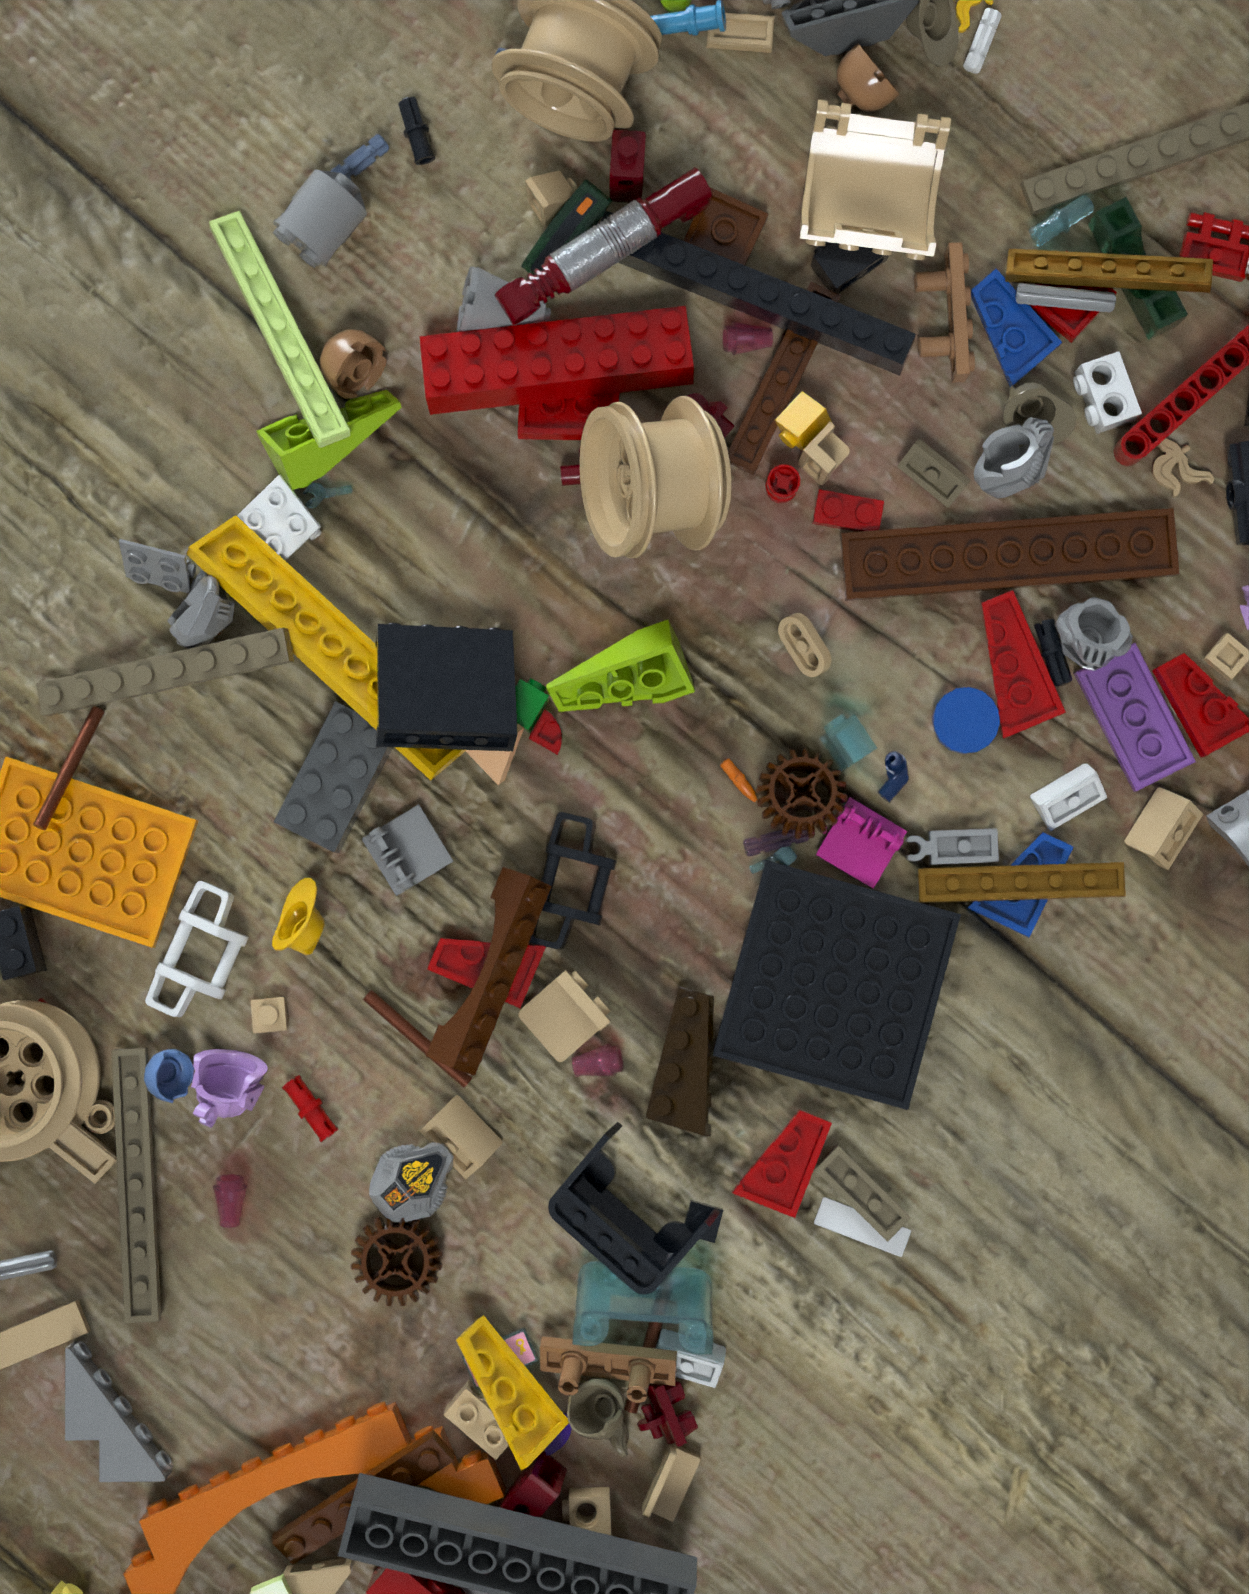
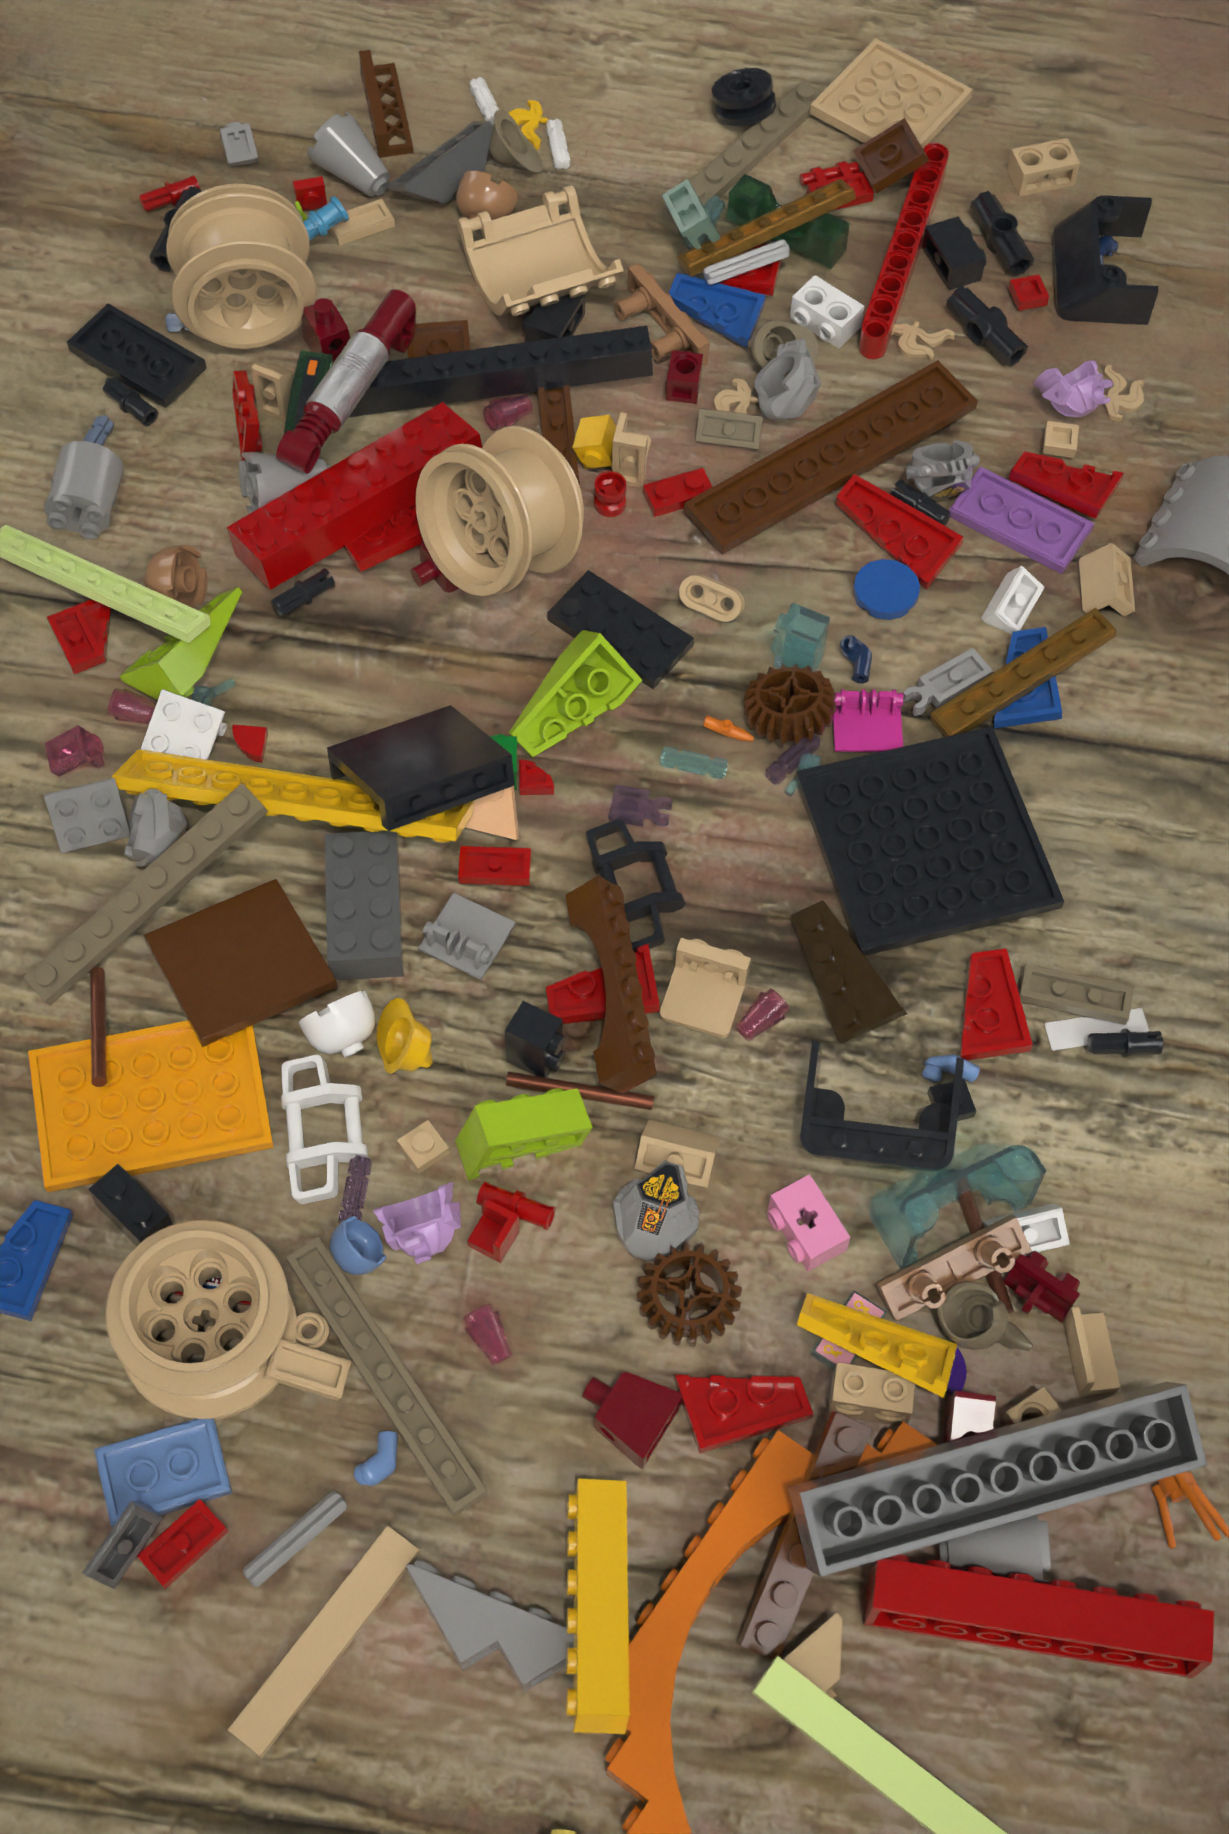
camera: 30 degrees left, 25 degrees down
(92, 1253) = (381, 1464): none -> medium blue arm
(181, 488) = (73, 750): none -> clear pink bracket
(182, 1463) = (600, 1607): none -> yellow brick
(195, 1023) = (355, 1188): none -> axle
(210, 772) = (240, 962): none -> reddish brown tile
(245, 370) = (82, 634): none -> red wing
(250, 470) = (130, 706): none -> clear pink cone
(257, 878) = (341, 1025): none -> white cylinder
(280, 1121) = (494, 1231): none -> red panel
(298, 1326) = (633, 1413): none -> dark red torso
(333, 559) = (251, 740): none -> red tile
(349, 1053) = (520, 1127): none -> lime wedge
(381, 1367) = (740, 1408): none -> red wing
(399, 988) = (535, 1040): none -> black brick
(448, 81) = (136, 355): none -> black plate
(455, 433) = (302, 592): none -> black axle
(465, 800) = (494, 865): none -> red plate
(507, 214) = (245, 414): none -> red wing
(529, 1238) = (807, 1204): none -> bright pink brick
(612, 810) = (634, 806): none -> plate
(689, 796) = (693, 762): none -> clear light blue axle
(709, 626) = (636, 632): none -> black plate
(723, 1196) = (937, 1065): none -> medium blue arm
(872, 1257) = (1125, 1043): none -> black axle
(919, 401) = (684, 377): none -> dark red brick
(960, 434) = (741, 397): none -> tan piece
(1044, 216) = (690, 213): none -> sand green hinge
(1194, 89) = (744, 96): none -> black wheel

